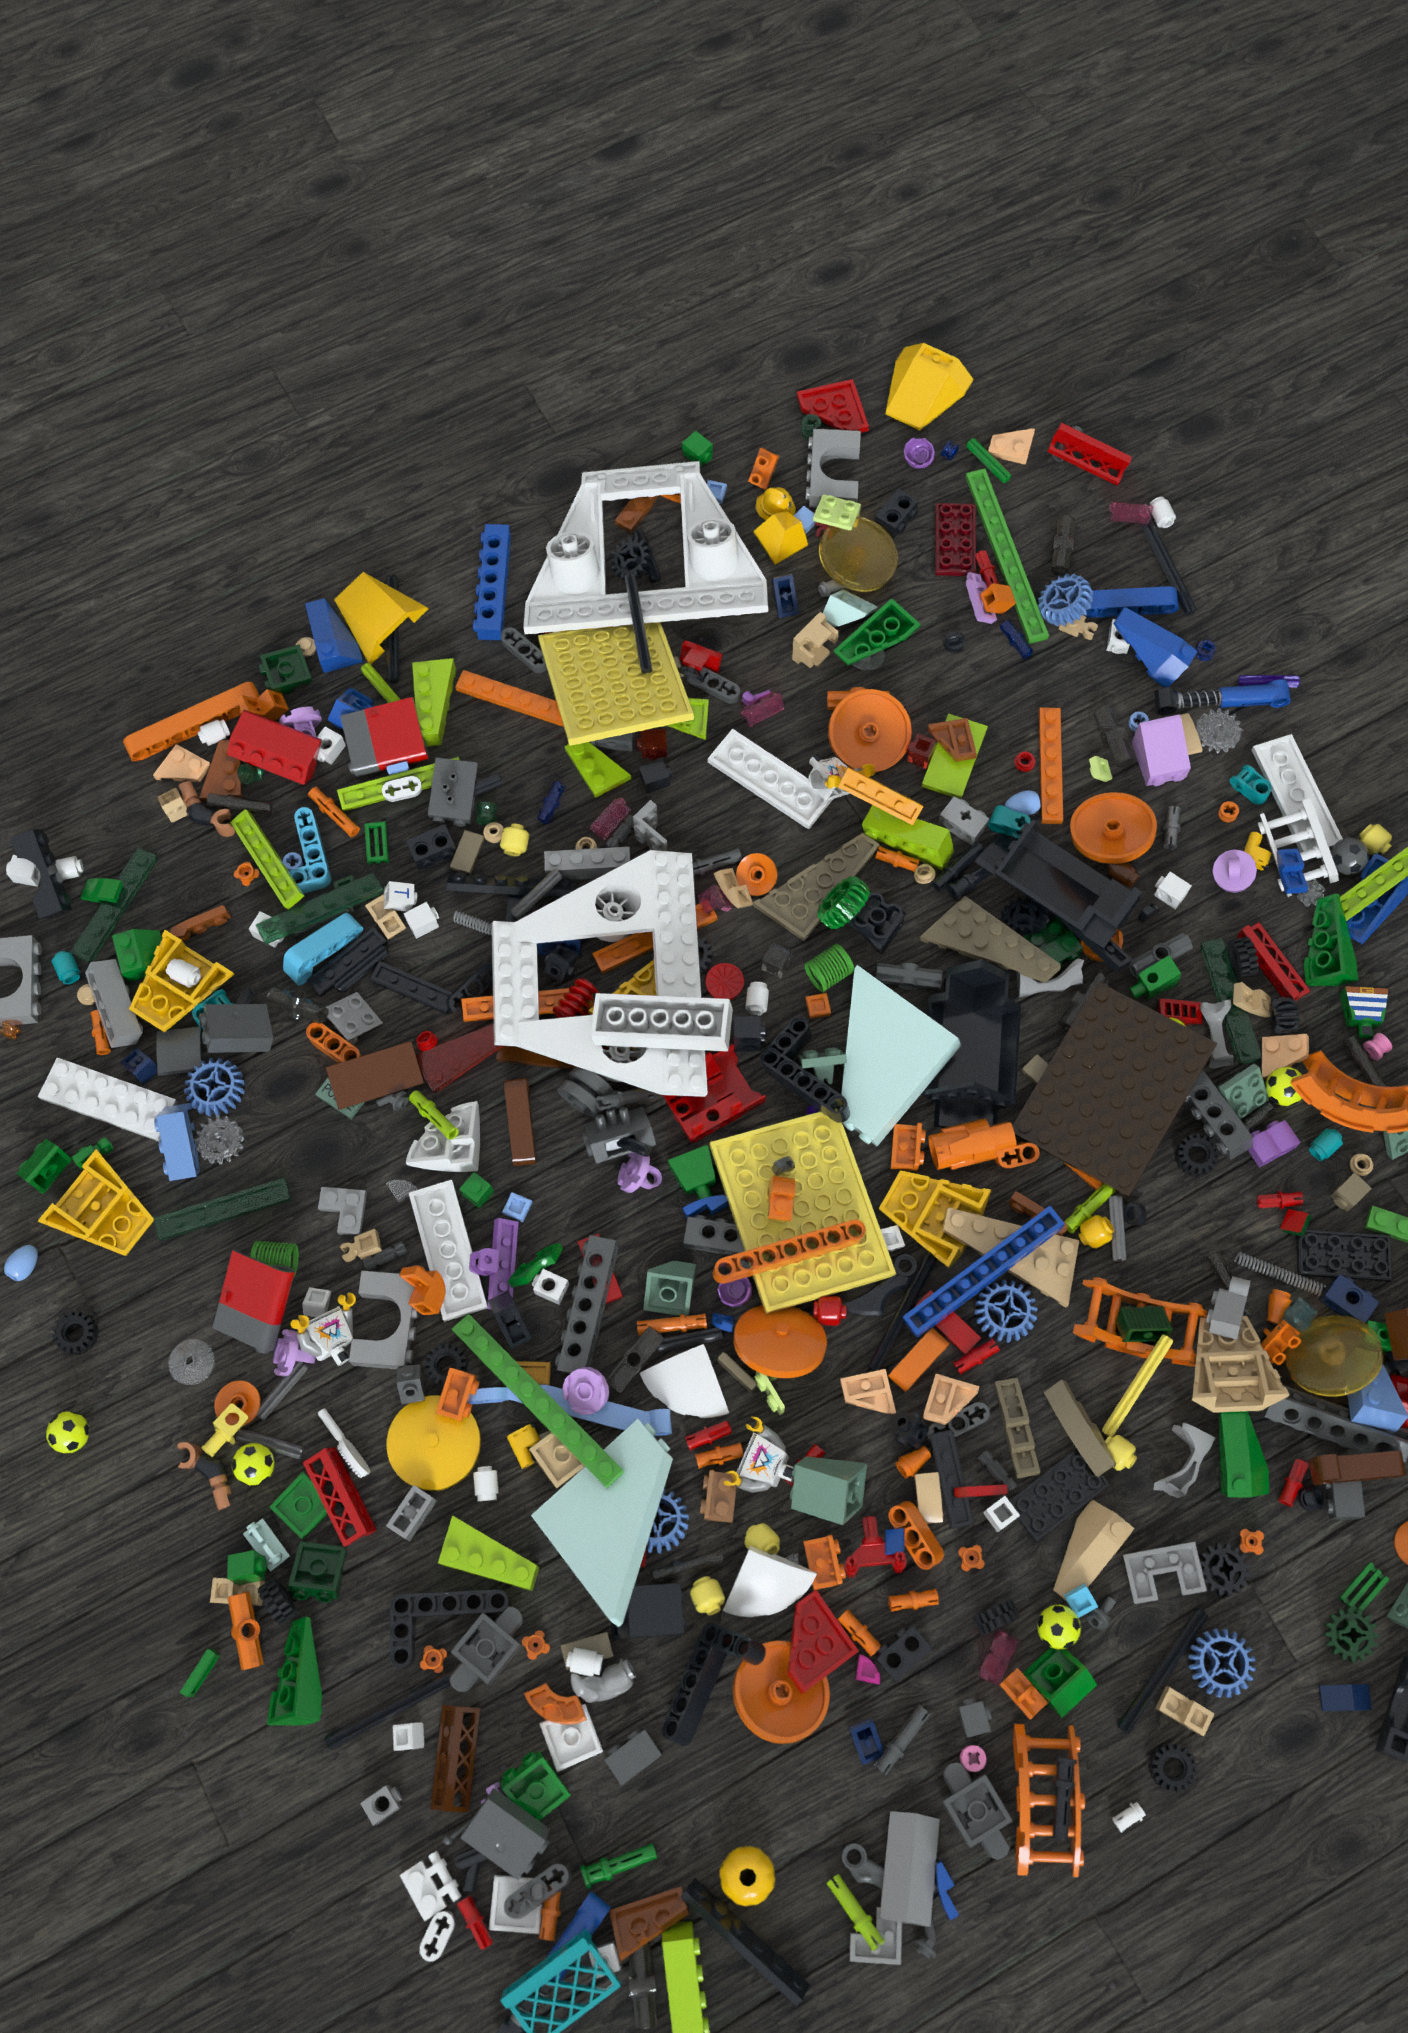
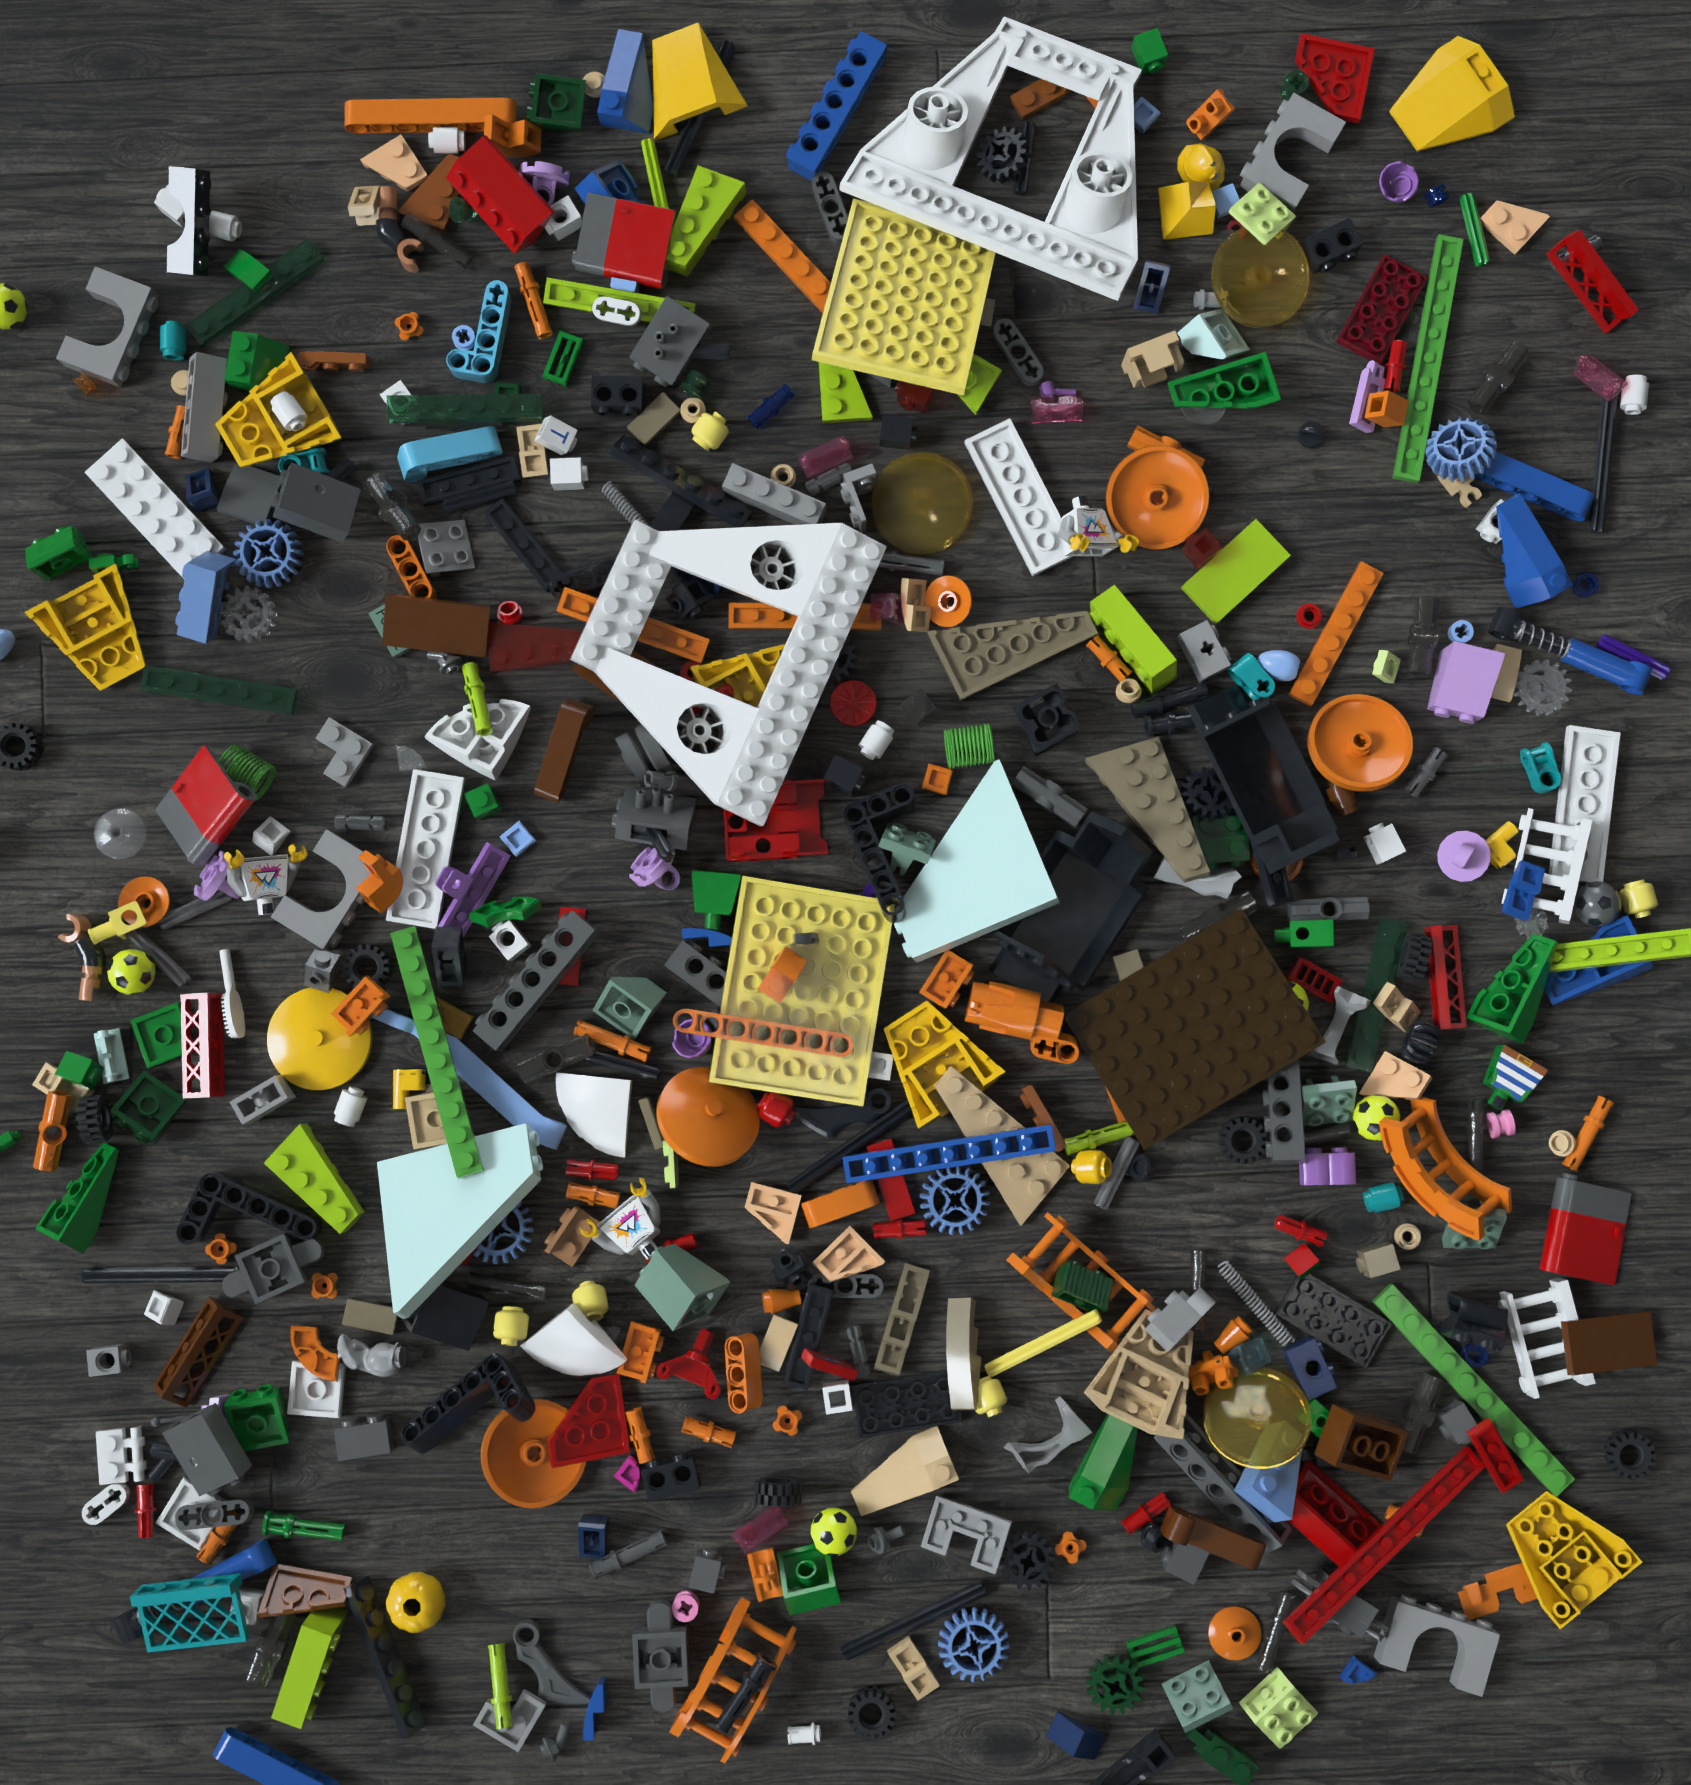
camera: 25 degrees right, 15 degrees up
(267, 859) = (434, 323): lime plate -> none
(364, 1246) = (344, 802): tan plate -> none
(536, 894) = (700, 508): flat silver axle -> none
(575, 999) = (682, 650): red piece -> none
(584, 1662) = (360, 1328): white brick -> none
(586, 1390) = (490, 1067): lavender tile -> none
(638, 623) = (966, 243): black axle -> none
(661, 1022) = (749, 729): white brick -> none
(697, 657) = (1012, 314): red piece -> none
(699, 817) = (922, 502): none -> clear yellow dish
(723, 1321) = (664, 1064): blue tile -> none
(843, 902) = (1020, 683): green gear -> none
(878, 795) = (1122, 580): light orange fence -> none
(894, 1541) = (717, 1370): blue piece -> none
(909, 1868) = (572, 1673): light grey slope -> none
(955, 738) = (1245, 553): dark orange wing -> none
(1016, 639) = (1381, 466): clear blue pin -> none
(1081, 1600) = (869, 1517): medium azure plate -> none
(1227, 817) = (1493, 790): orange bush -> none

